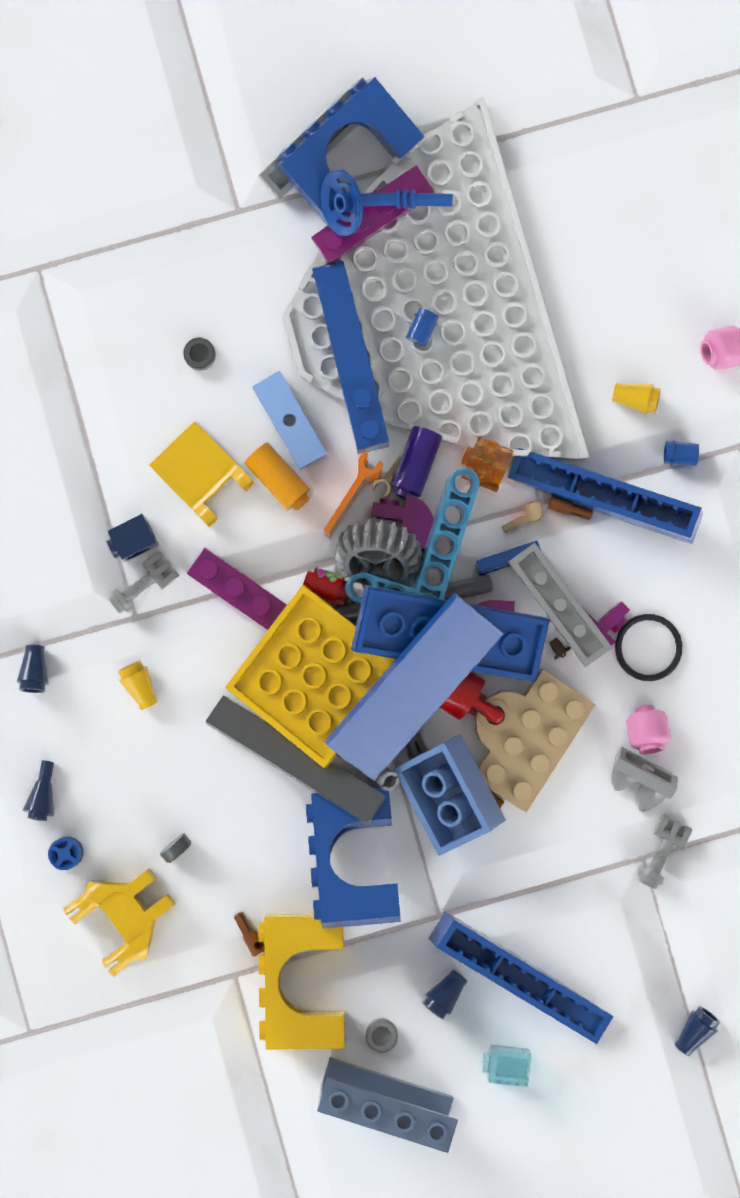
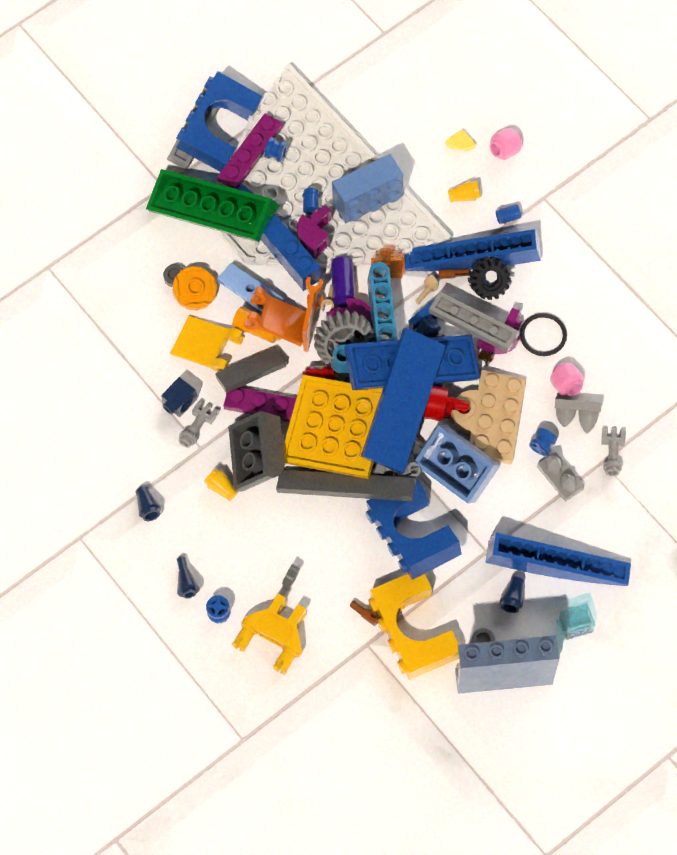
camera: 20 degrees left, 20 degrees down
(197, 668) = (256, 450): none -> dark grey brick
(217, 386) = (194, 288): none -> light orange tile
(242, 538) = (250, 369): none -> dark grey tile
(285, 280) = (211, 205): none -> green arch
(307, 485) = (276, 317): none -> orange flag
(354, 201) = (235, 142): blue dish -> none
(397, 377) = (311, 233): none -> magenta brick
(407, 229) = (276, 149): none -> blue wheel
(490, 586) = (428, 327): none -> dark blue cone
(504, 349) = (367, 188): none -> medium blue brick
(577, 803) = (543, 441): none -> blue wheel
(579, 857) = (560, 476): none -> light grey tile
(606, 531) = (498, 286): none -> black tyre
(666, 315) = (460, 141): none -> light yellow tile

